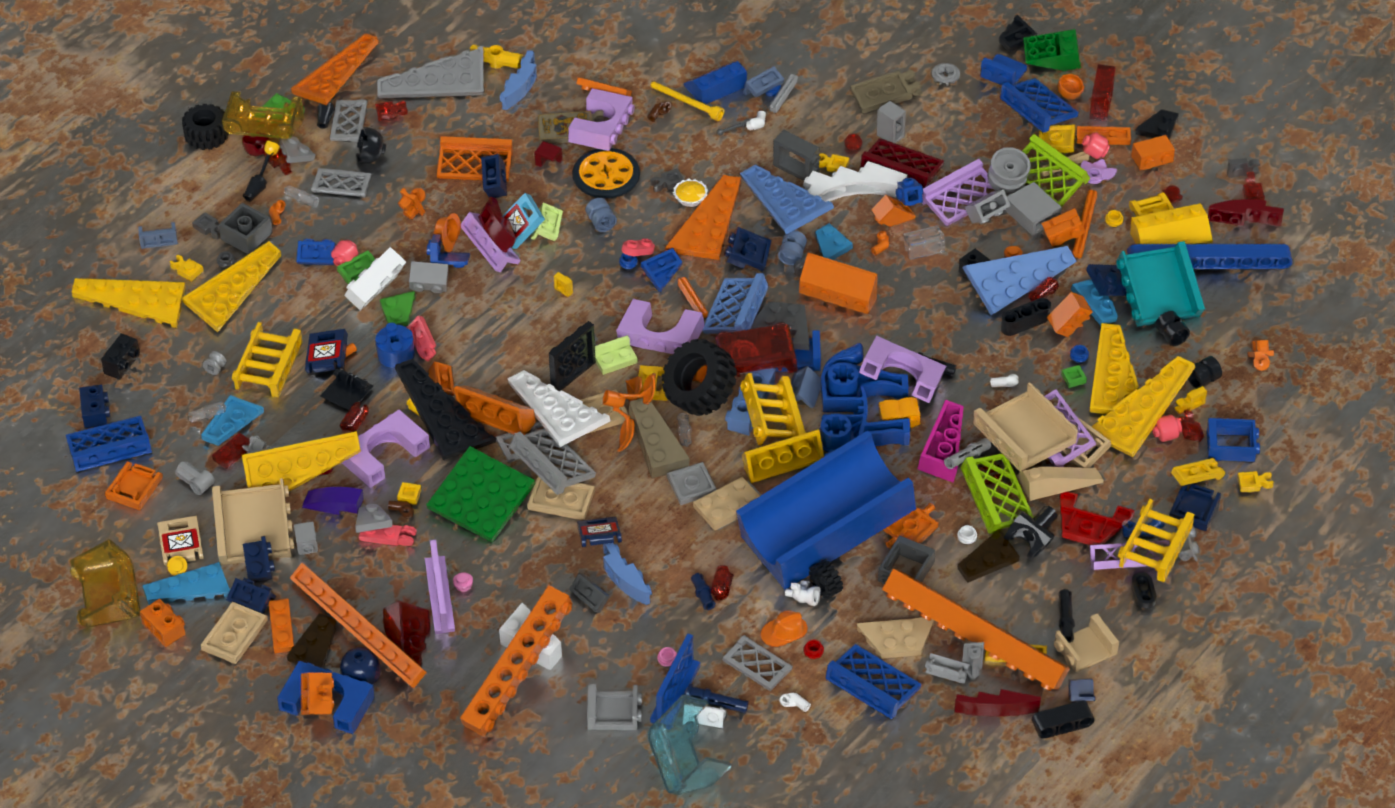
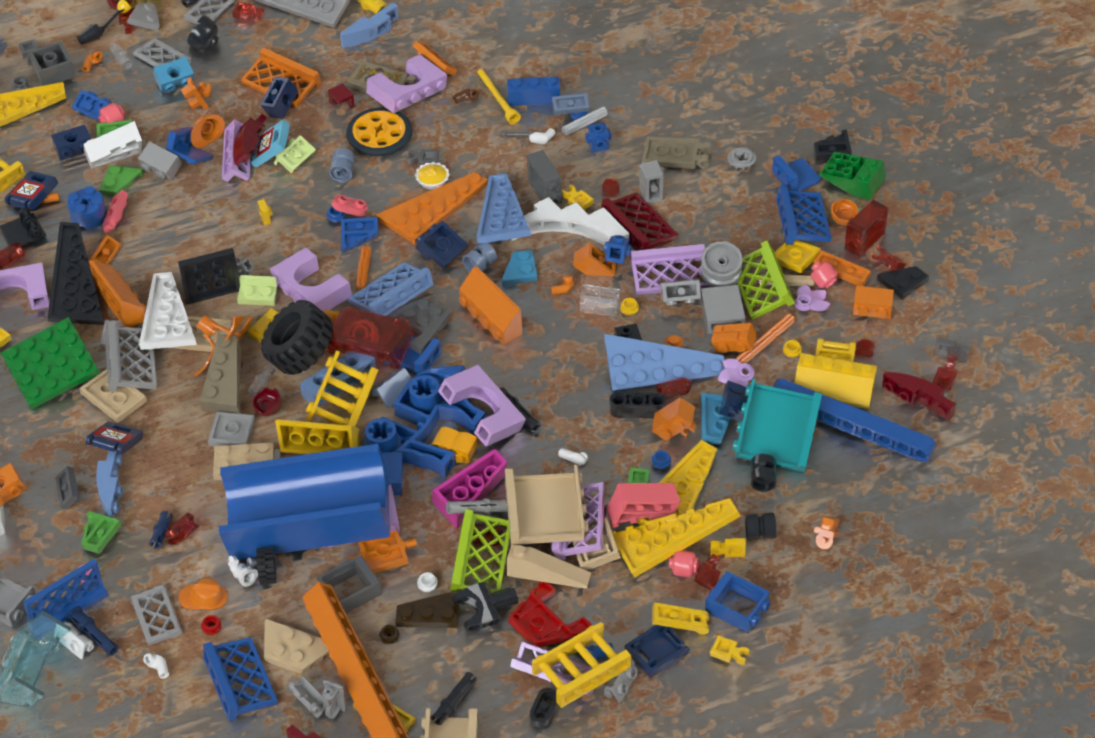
camera: 30 degrees right, 0 degrees up
(326, 293) = (70, 142): none -> dark blue brick
(375, 185) = (177, 67): none -> dark azure brick
(648, 616) = (99, 531): none -> bright green wing
(707, 445) = (267, 402): none -> dark red hair
(810, 102) = (598, 137): none -> blue brick
(952, 237) = (629, 306): none -> yellow plate
(970, 586) = (389, 630): none -> dark brown plate
(1084, 256) = (733, 372): none -> lavender plate
(1099, 391) = (642, 500): none -> coral wedge
(1138, 112) = (891, 261): none -> clear red plate

